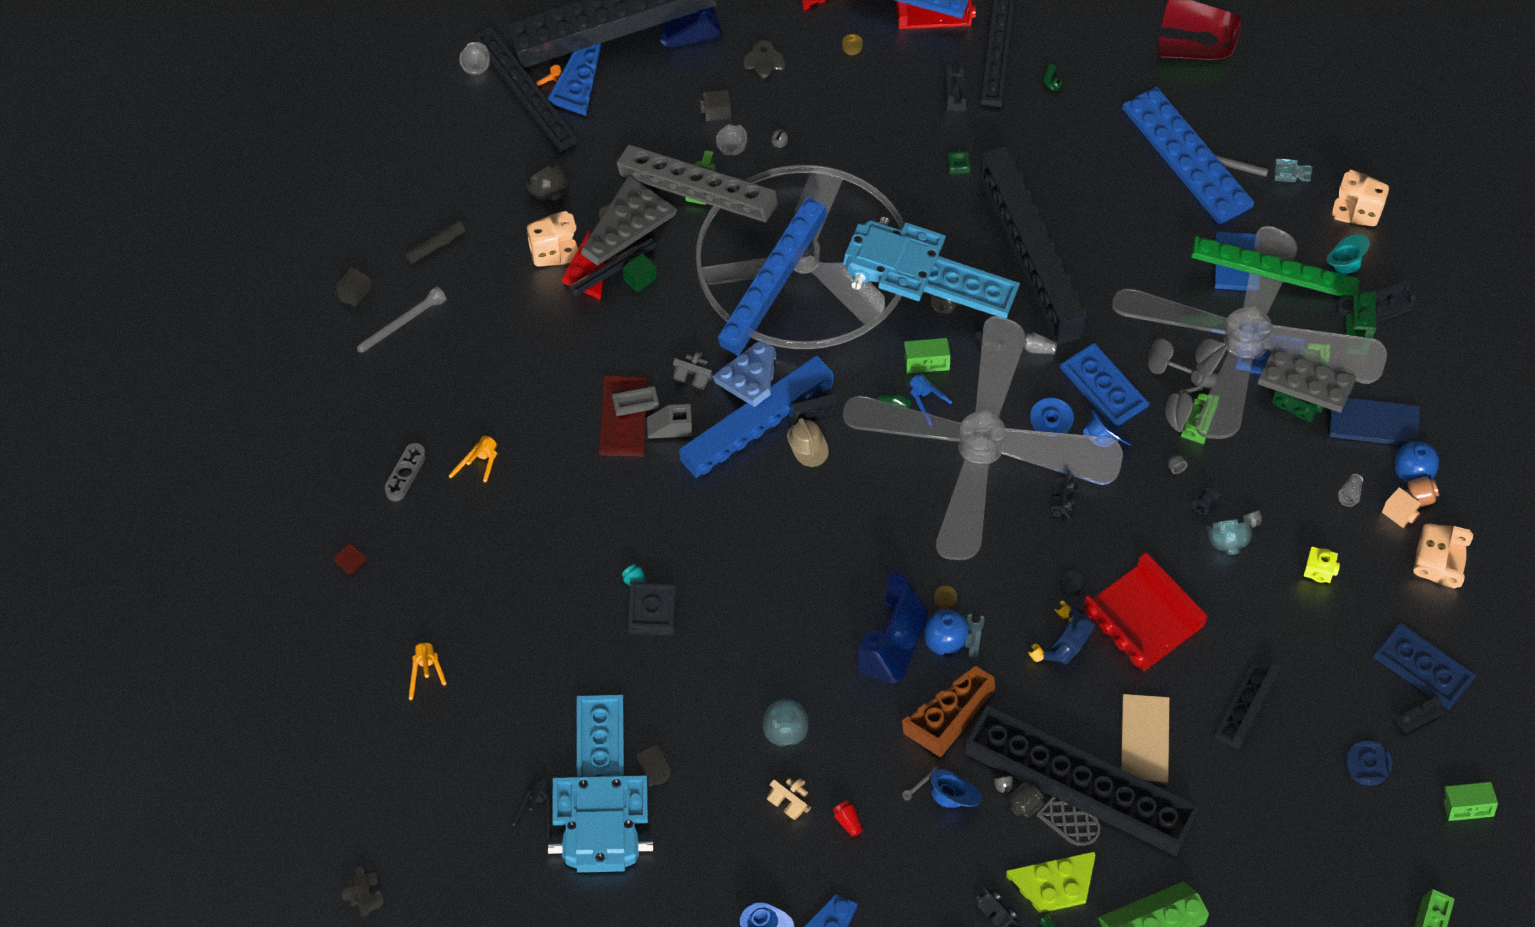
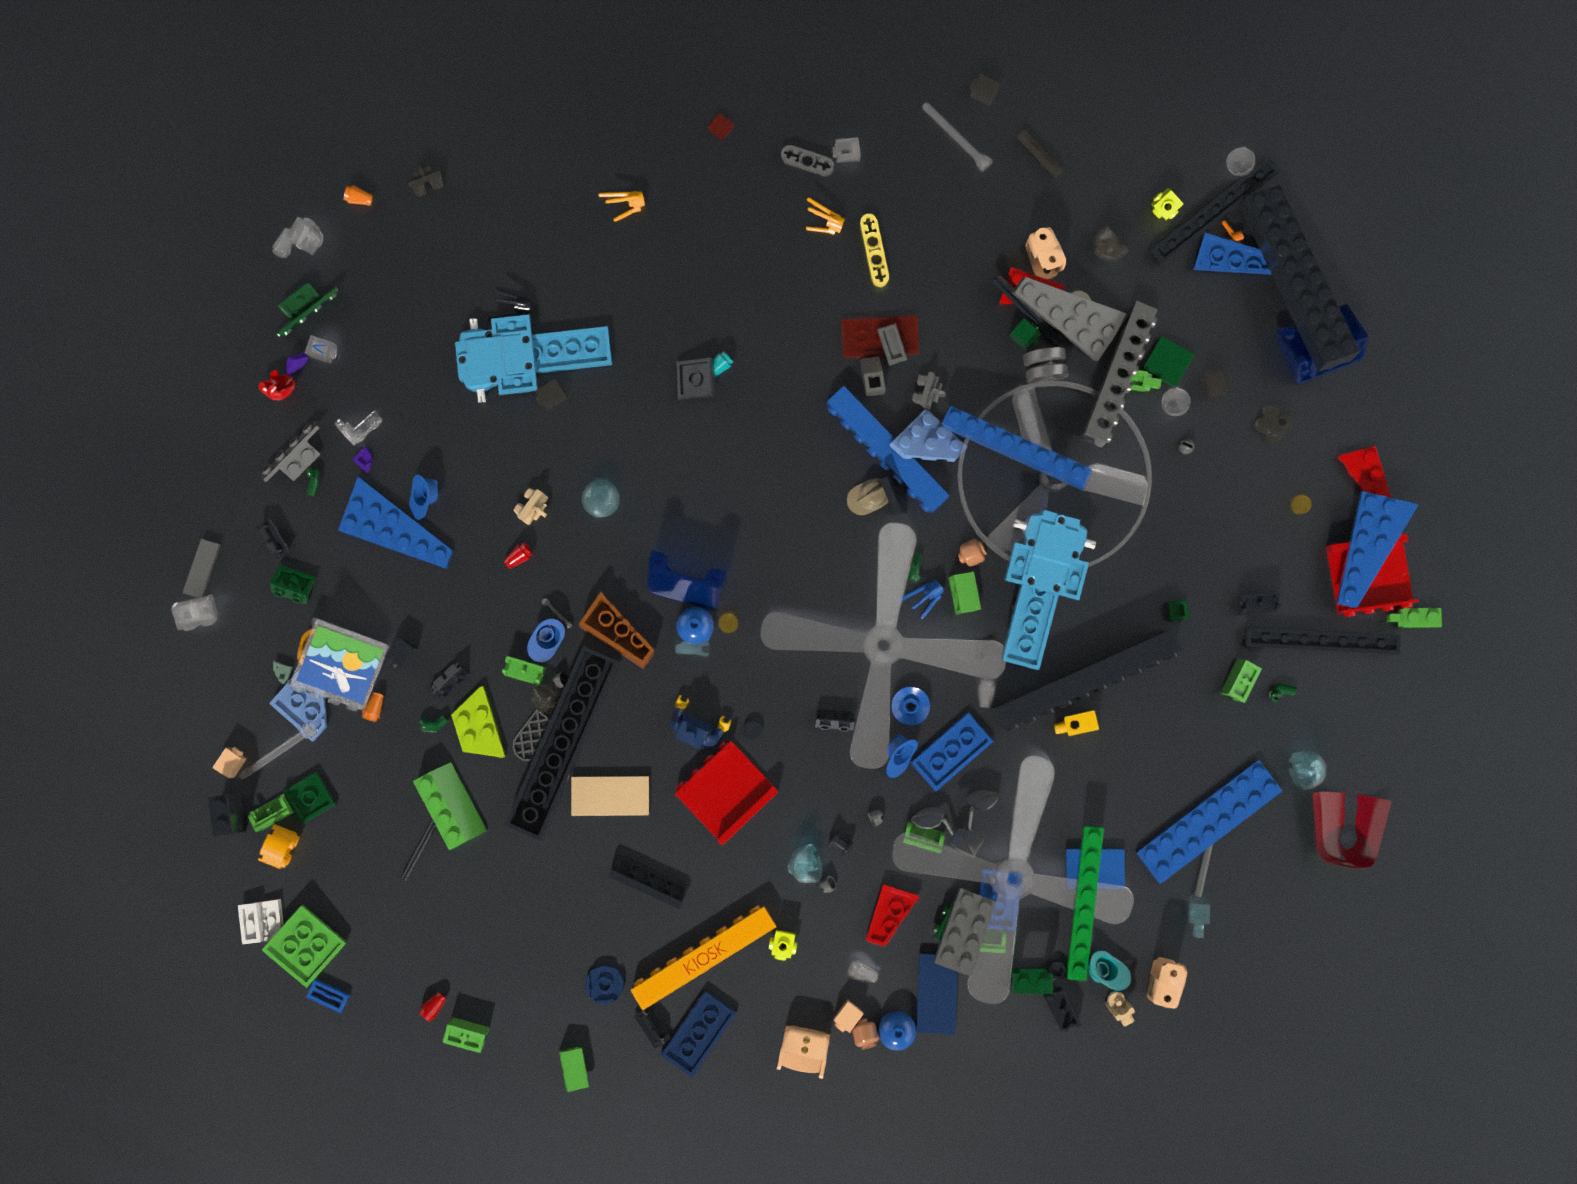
camera: 85 degrees right, 25 degrees up
(401, 427) = (848, 144): none -> clear brick
(512, 128) = (1172, 207): none -> neon yellow brick
(521, 409) = (874, 250): none -> light yellow beam
(679, 251) = (1045, 365): none -> flat silver wheel
(685, 144) = (1168, 362): none -> dark green tile
(881, 343) = (972, 552): none -> nougat head
(990, 822) = (523, 671): none -> bright green hinge
(1037, 111) = (1241, 680): none -> bright green hinge
(1078, 255) = (1087, 723): none -> yellow torso
(1135, 60) = (1308, 769): none -> clear light blue cylinder
(1282, 458) = (889, 912): none -> red wing
(1336, 651) = (703, 957): none -> light orange brick
(1387, 245) = (1120, 1007): none -> tan hips

